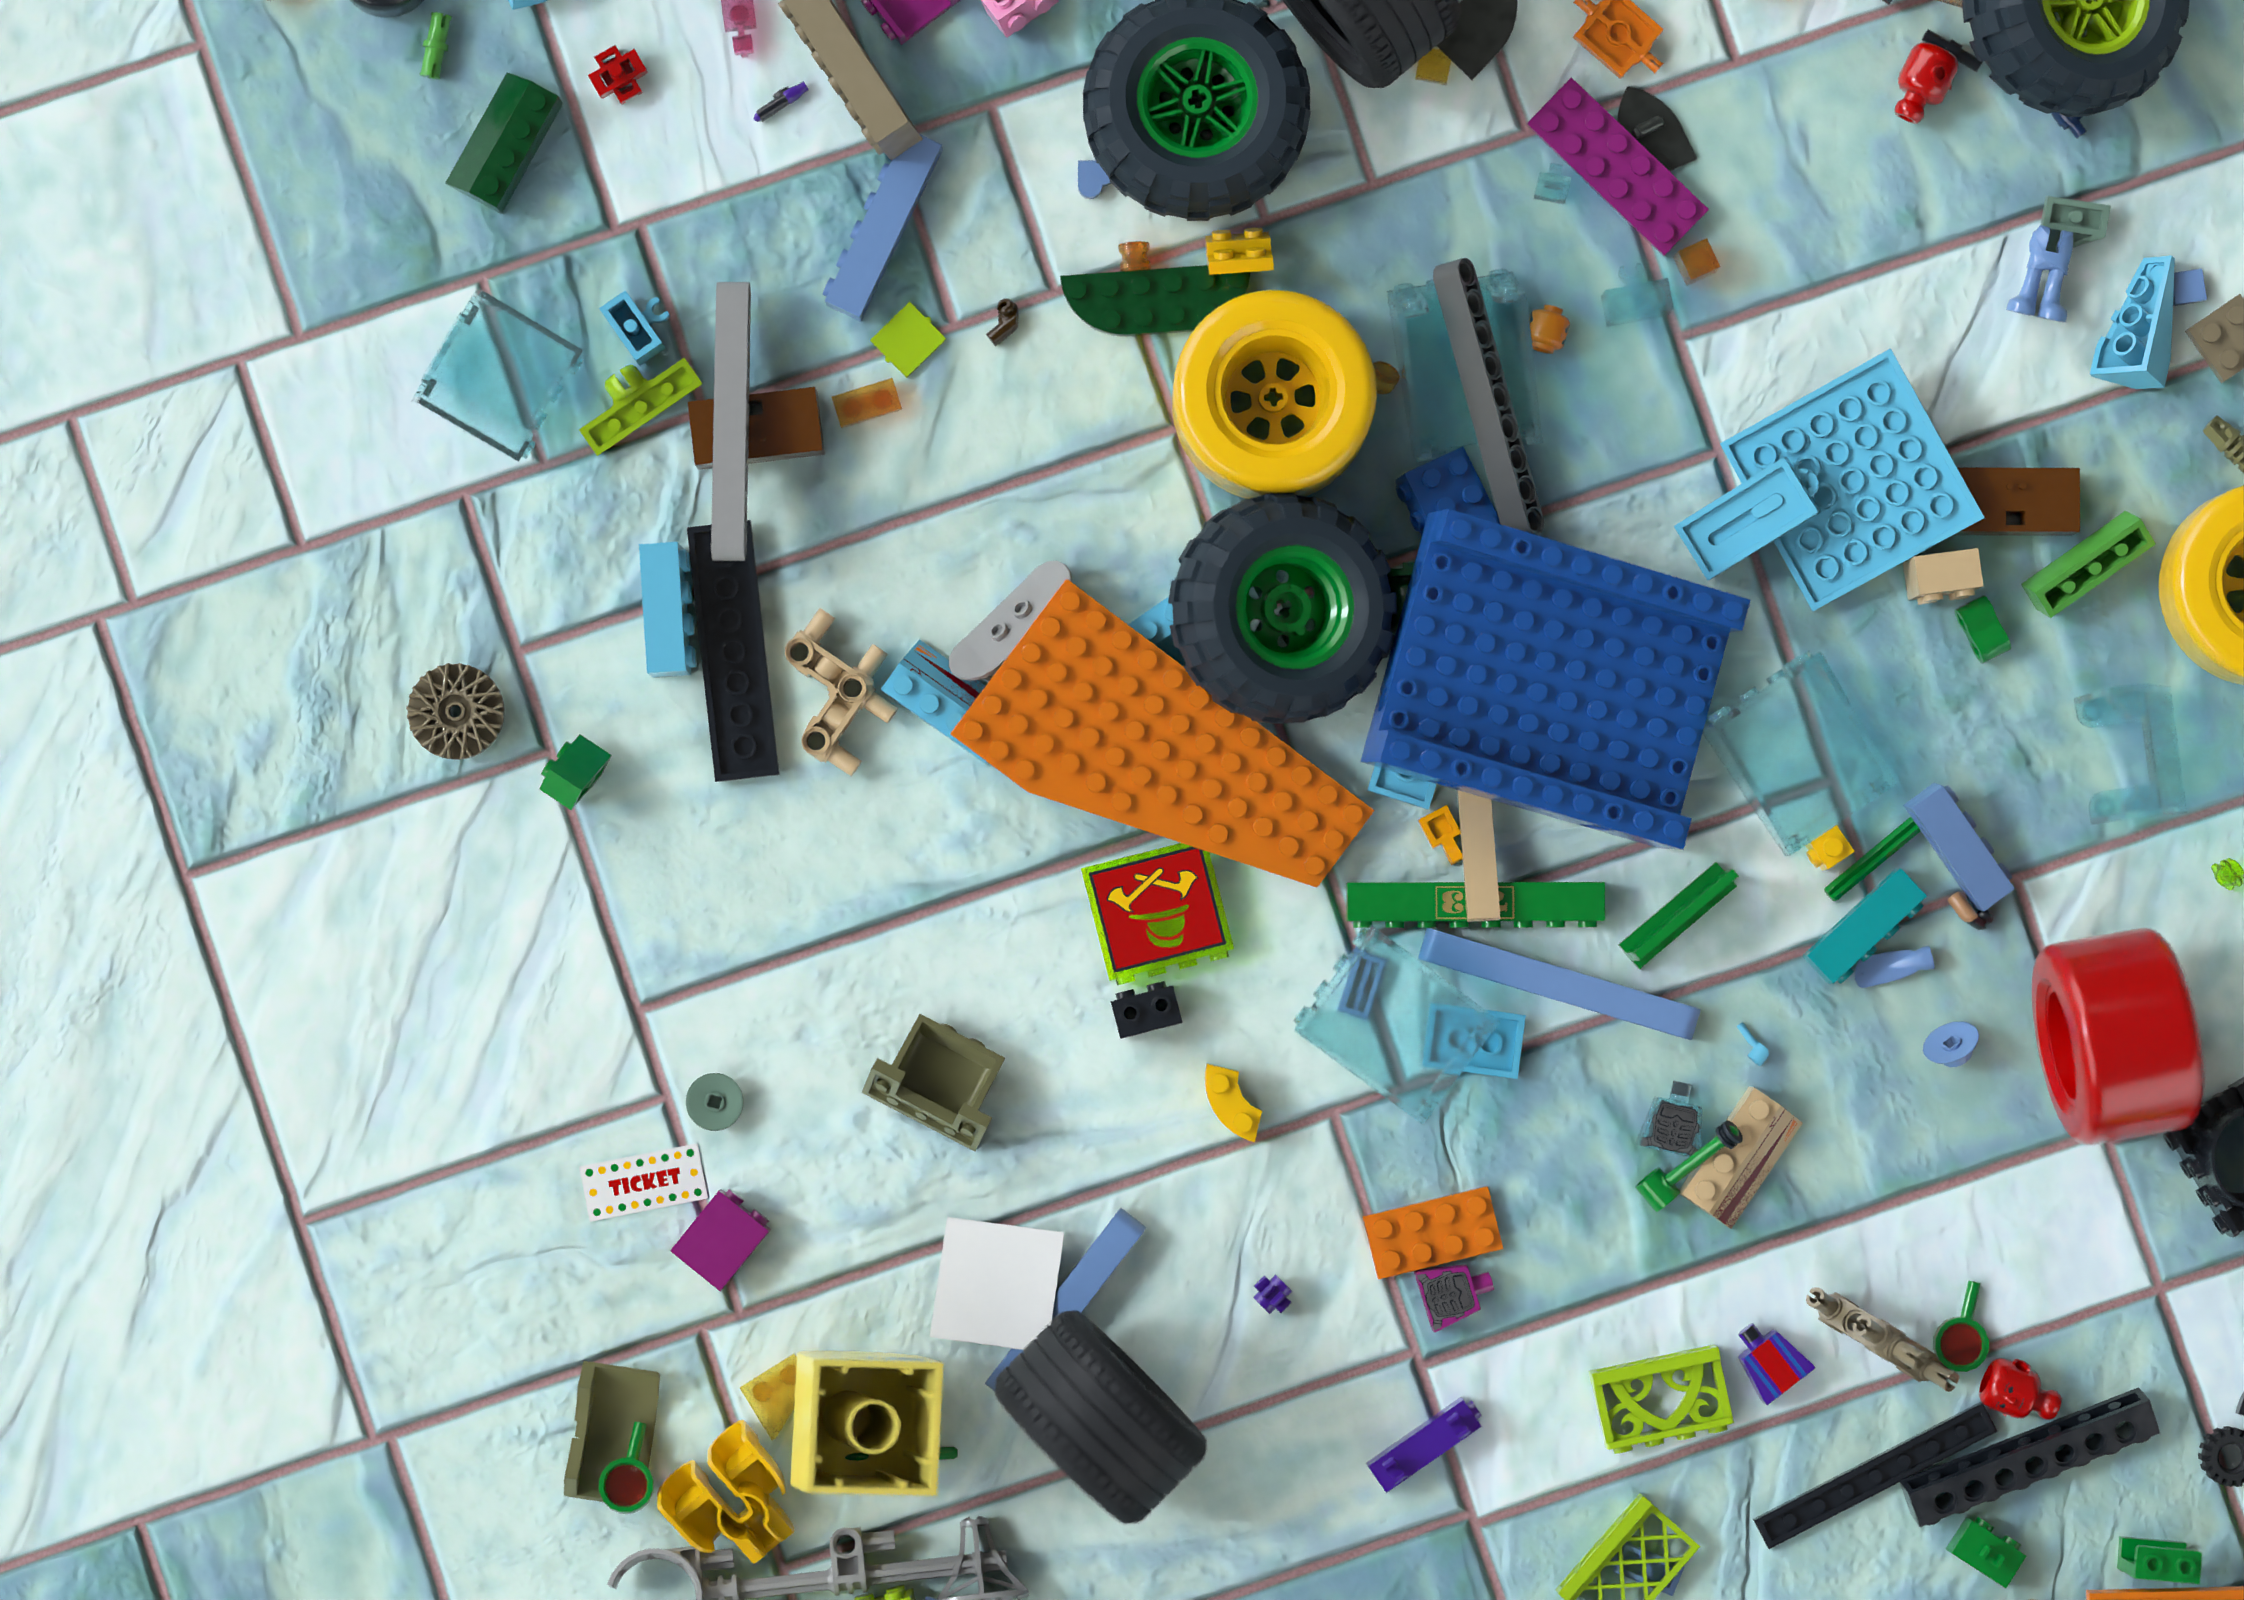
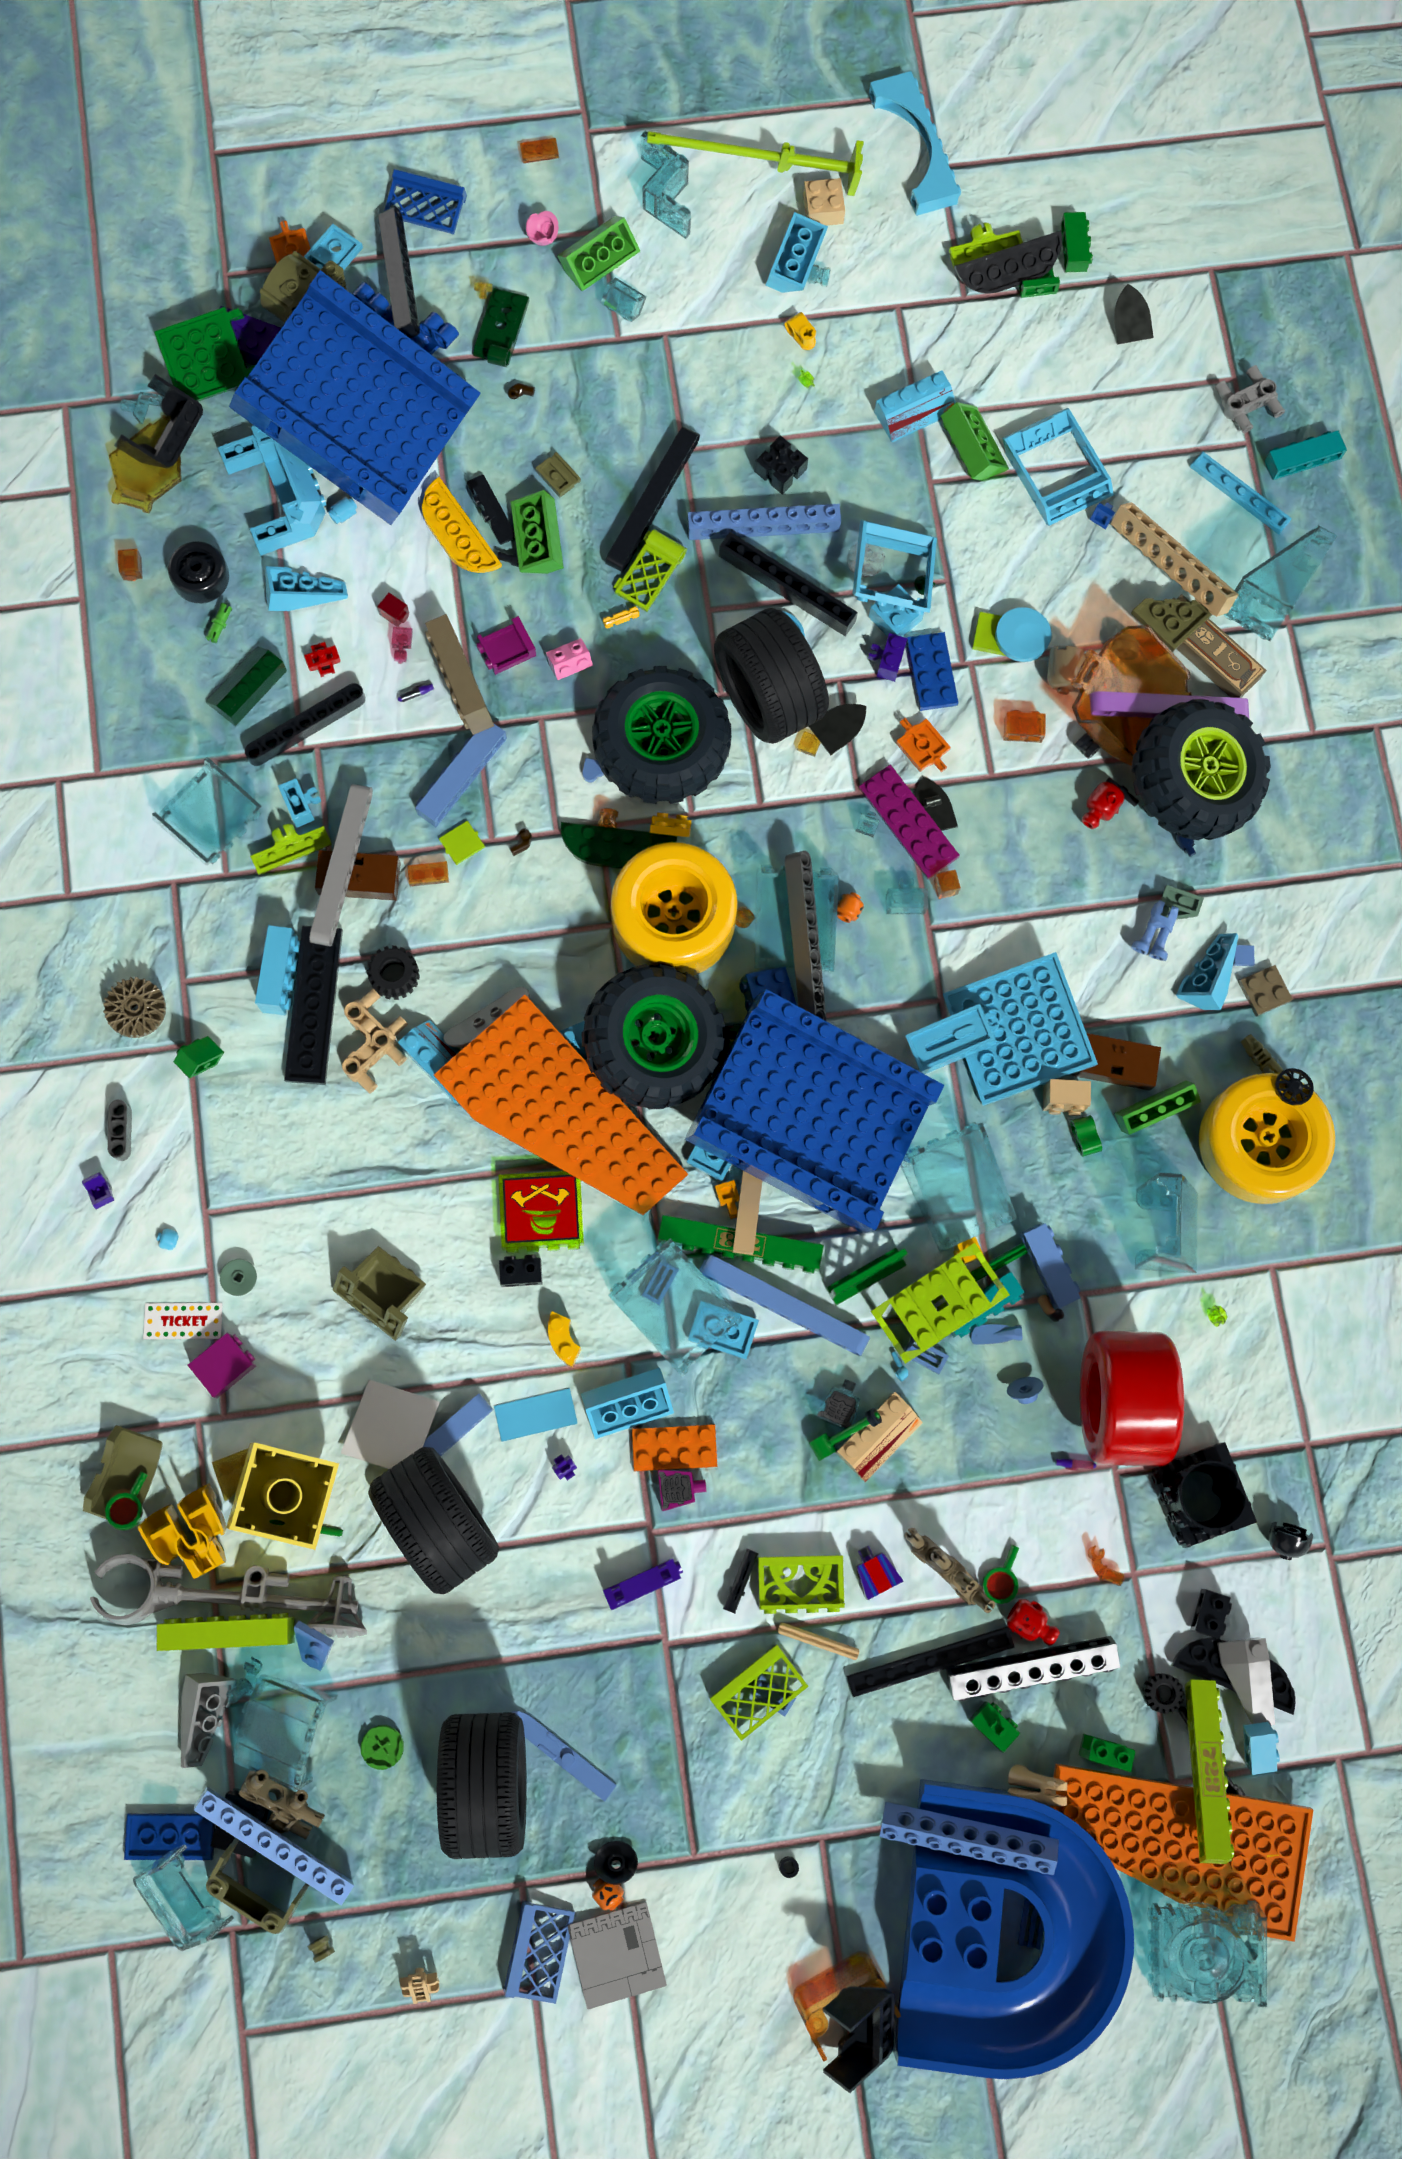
camera: 10 degrees right, 10 degrees down
(466, 897) = (116, 1121): none -> dark grey beam
(468, 1009) = (98, 1190): none -> dark purple bracket
(590, 1062) = (167, 1239): none -> medium azure piece
(612, 207) = (295, 724): none -> black beam
(839, 549) = (389, 957): none -> black tyre
(1211, 1222) = (535, 1414): none -> medium azure sticker
(1348, 1179) = (627, 1403): none -> medium azure slope
(1570, 1412) = (740, 1581): none -> black pin
(1702, 1477) = (818, 1641): none -> tan axle
(1762, 1011) = (941, 1363): none -> medium blue tile
(1774, 965) = (959, 1290): none -> lime piece
(2043, 1143) = (1071, 1464): none -> piece
(2110, 1292) = (1101, 1570): none -> clear orange piece

